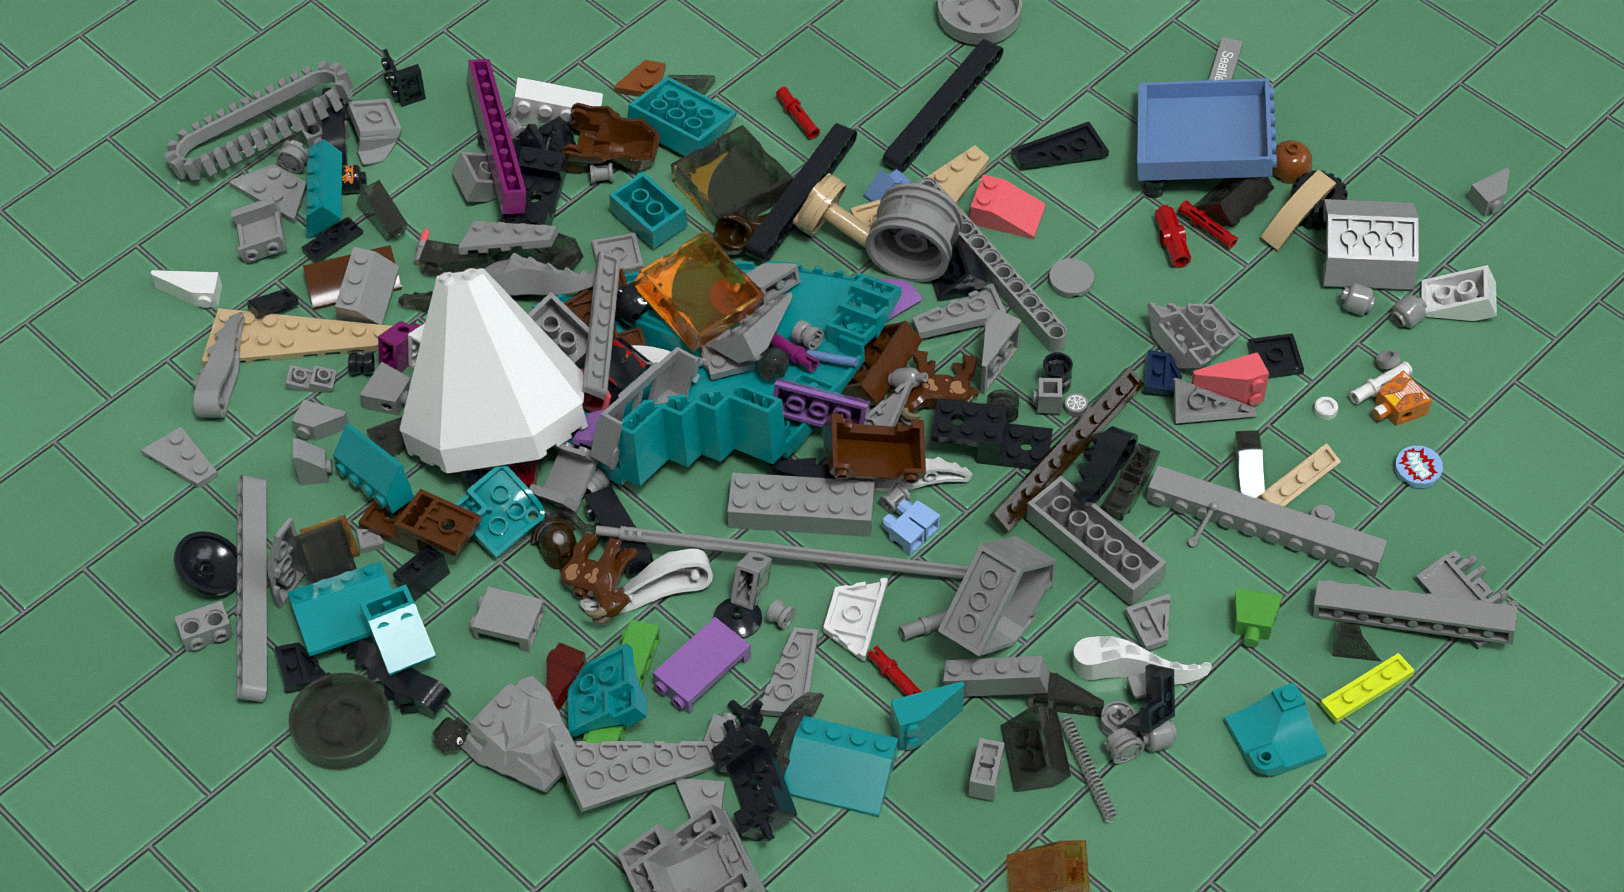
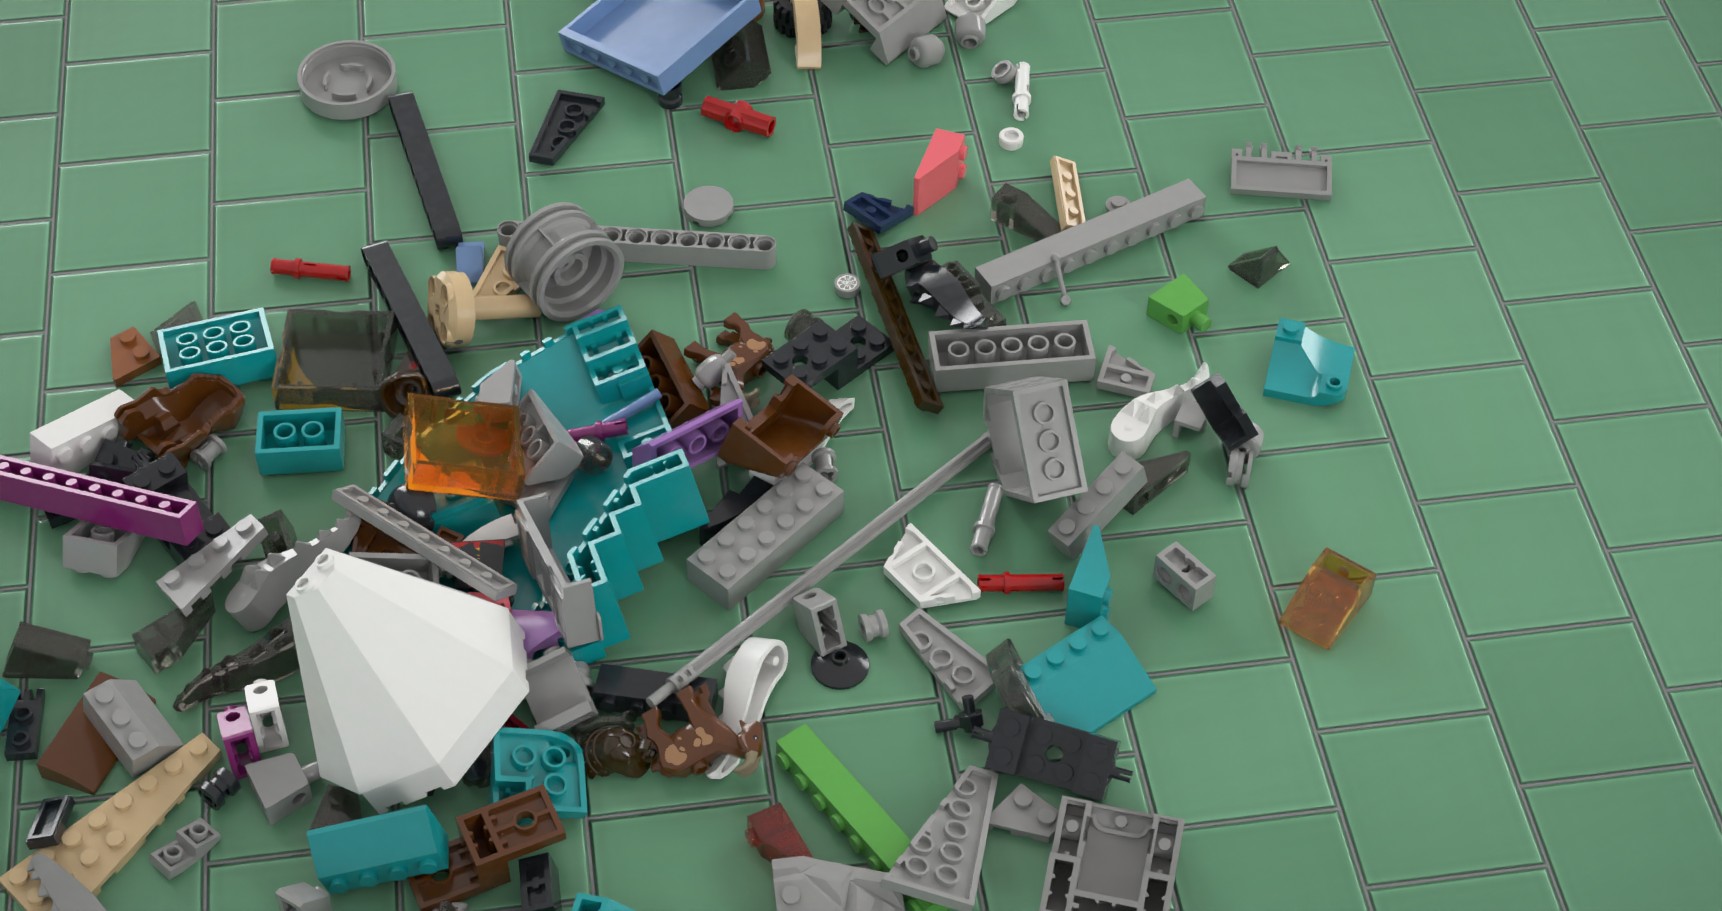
camera: 55 degrees left, 5 degrees down
(318, 421) = (251, 870): light grey slope -> none
(420, 245) = (125, 652): piece -> none
(508, 617) = (669, 846): light grey panel -> none
(606, 693) = (849, 809): teal slope -> none
(624, 247) = (313, 503): light grey tile -> none
(700, 664) = (875, 721): medium lavender panel -> none
(716, 732) = (962, 750): light grey bracket -> none
(806, 334) = (592, 408): light grey wheel -> none
(913, 526) = (870, 471): light blue hips -> none
(959, 314) = (672, 293): light grey wing -> none
(961, 172) = (509, 201): tan wing -> none
(962, 275) = (636, 276): black slope -> none
(1000, 346) = (739, 291): light grey slope -> none
(1005, 208) = (595, 193): coral slope -> none
(1035, 749) = (1197, 529): clear smoke slope -> none
(1048, 395) = (827, 291): light grey brick -> none
(1058, 366) = (807, 273): black wheel -> none
(1087, 767) = (1237, 511): light grey piece -> none
(1114, 715) = (1207, 458): light grey wheel -> none
(1124, 417) = (904, 255): none -> black torso
(1190, 332) = (855, 167): light grey wedge -> none
(1199, 404) = (936, 204): light grey wing -> none
(1200, 219) = (747, 89): red pin -> none
(1278, 354) = (919, 131): black tile -> none
(1367, 688) = (1313, 284): neon yellow plate -> none
(1401, 400) = (1052, 89): orange torso -> none
(1415, 611) = (1271, 207): light grey brick -> none
(1418, 466) = (1124, 122): tile -> none

